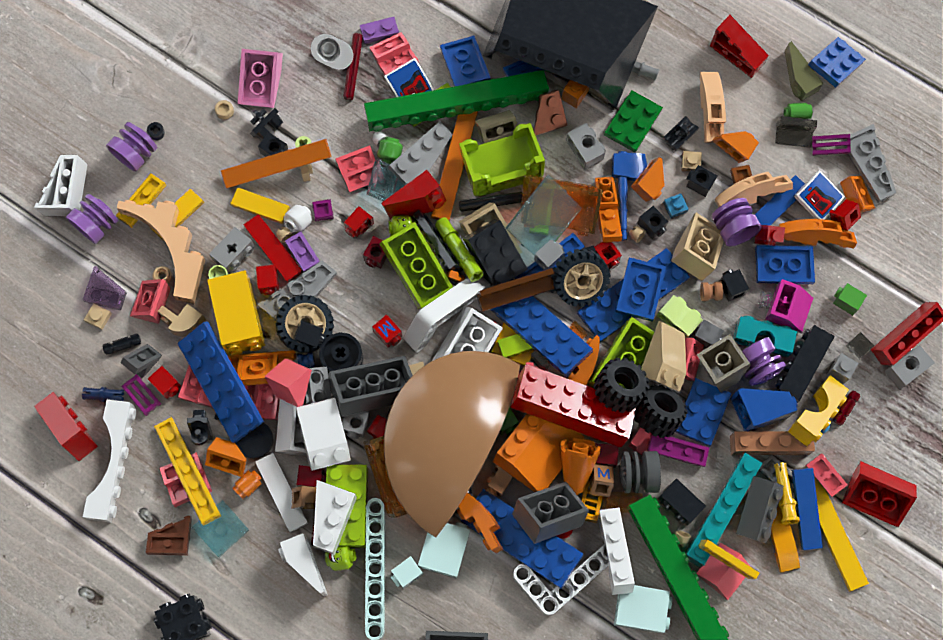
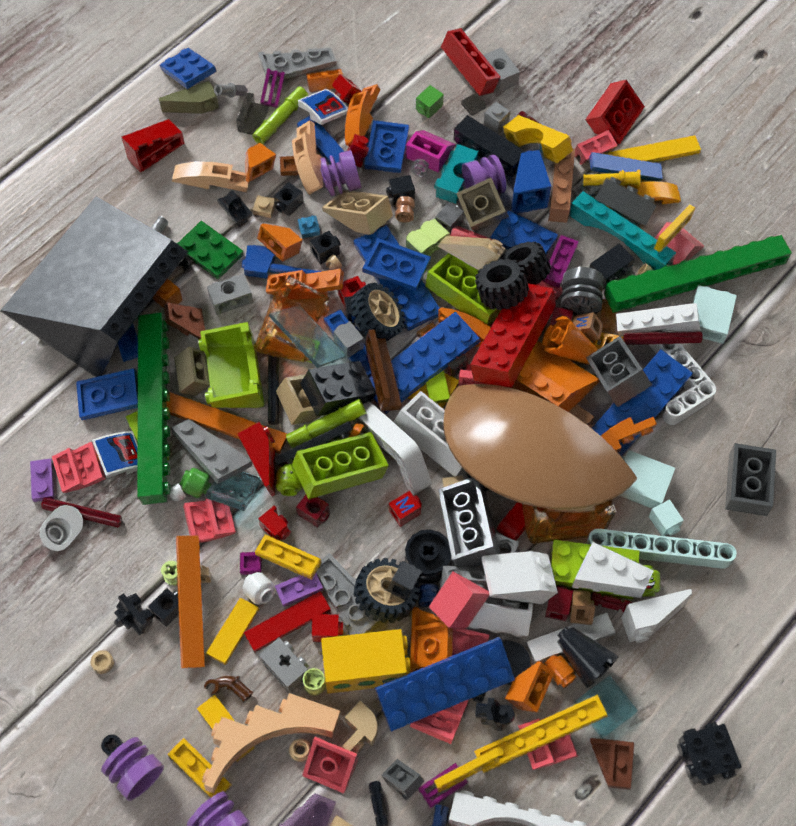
camera: 80 degrees left, 10 degrees down
(148, 409) = (466, 770): none -> yellow tile
(164, 382) = (433, 754): red brick -> none
(213, 211) = (232, 683): none -> reddish brown piece
(259, 77) = (72, 614): bright pink slope -> none
(259, 503) = (585, 655): none -> black cone
(283, 234) = (273, 607): tan hinge -> none
(328, 237) = (288, 556): none -> yellow tile
(597, 556) = (663, 338): none -> dark red axle
(798, 110) = (231, 108): bright green brick -> none
(800, 157) = (279, 116): none -> lime piece
(818, 106) = (230, 90): none -> light grey axle

